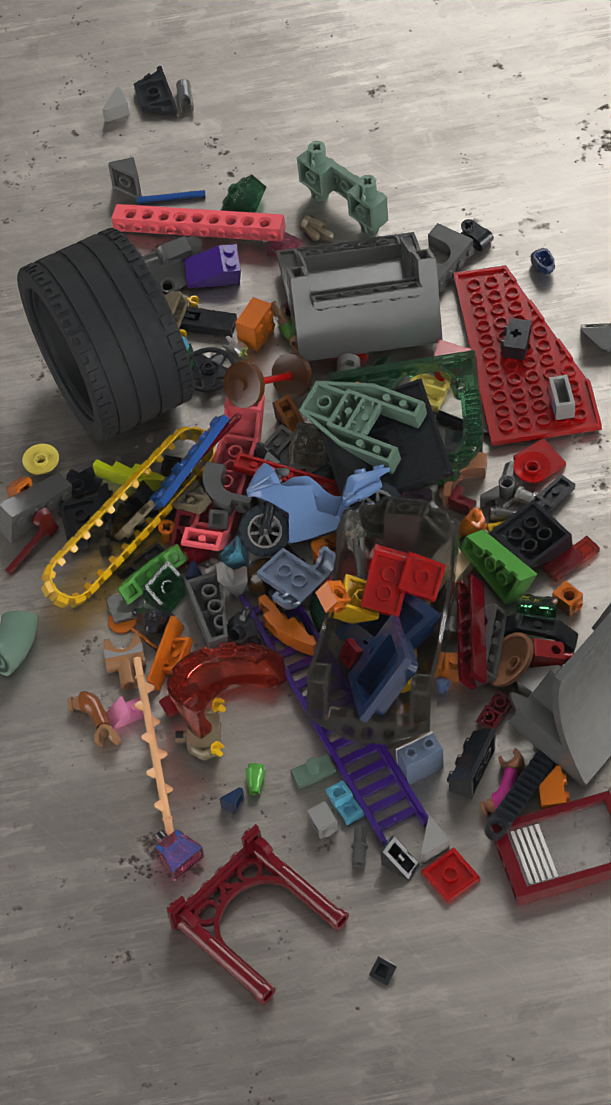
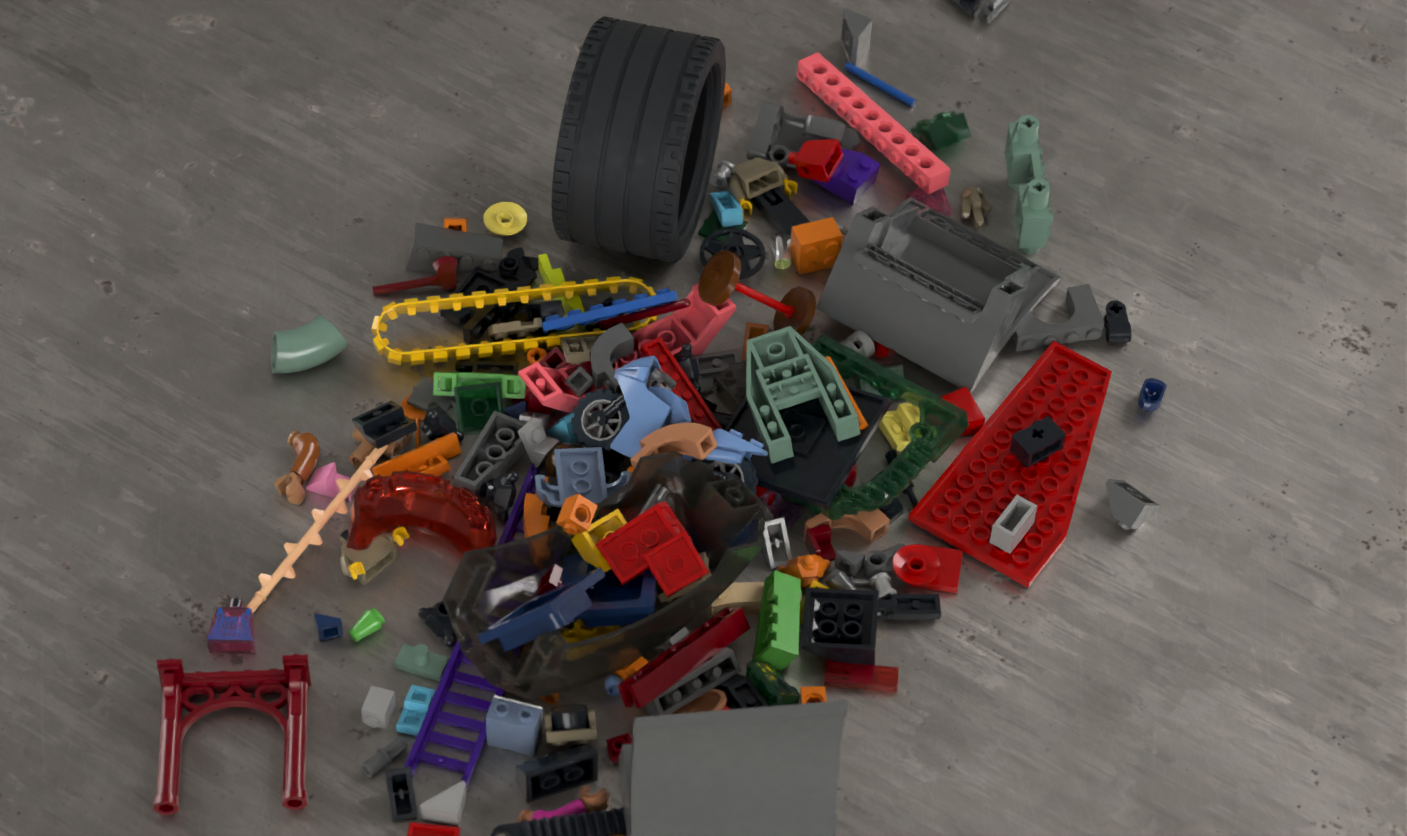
camera: 35 degrees right, 5 degrees down
(125, 646) = (384, 424): none -> black slope
(196, 270) = (817, 159): none -> red torso
(299, 733) = (439, 622): none -> black rock
(339, 498) = (684, 438): none -> nougat arch
(453, 727) = (570, 723): none -> piece

